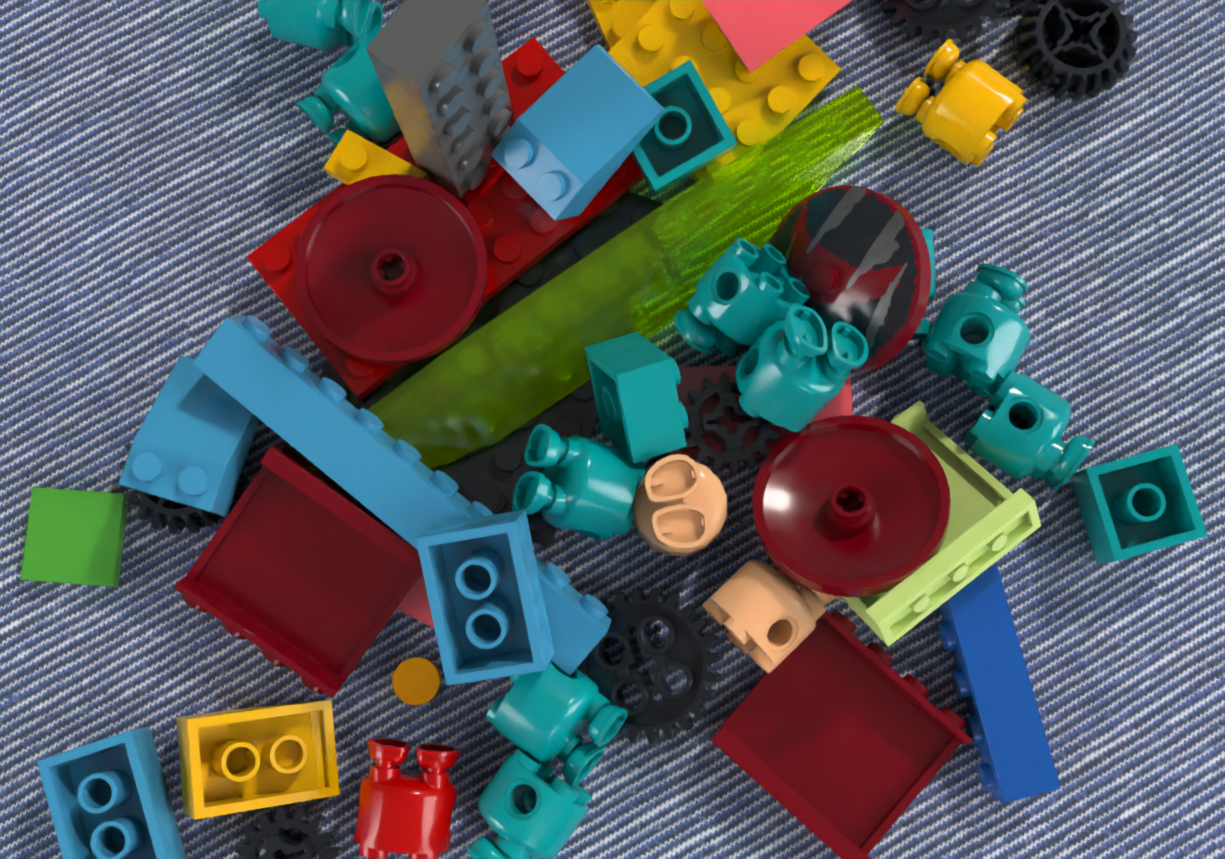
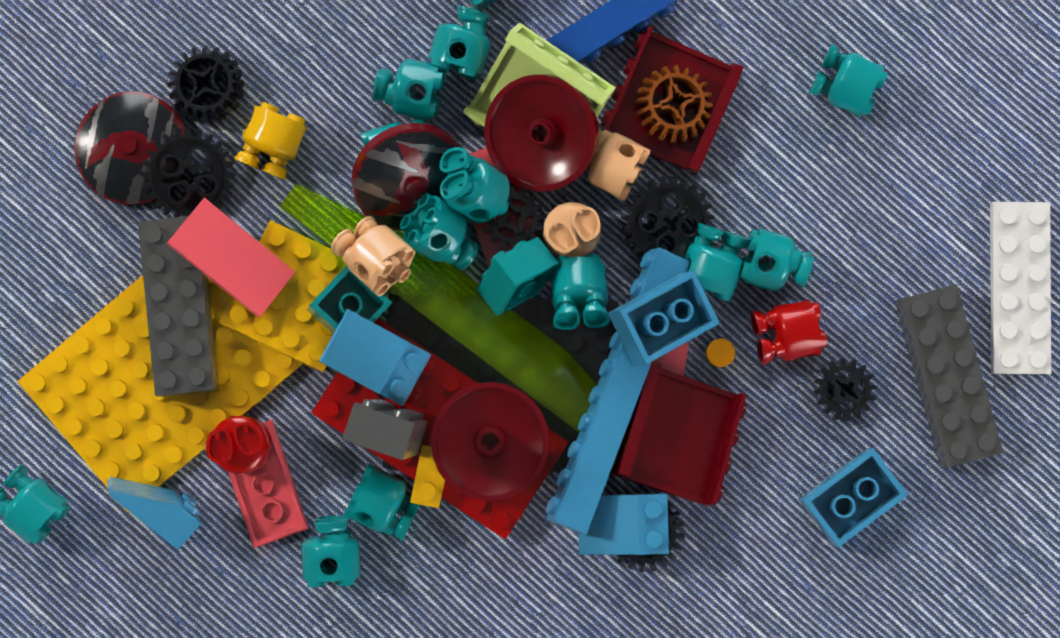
camera: 110 degrees left, 5 degrees up
(74, 537) = (704, 585): bright green tile -> none
(257, 757) = (794, 429): yellow slope -> none
(734, 180) = (374, 254): none -> light nougat piece
(852, 741) = (670, 81): none -> dark orange gear

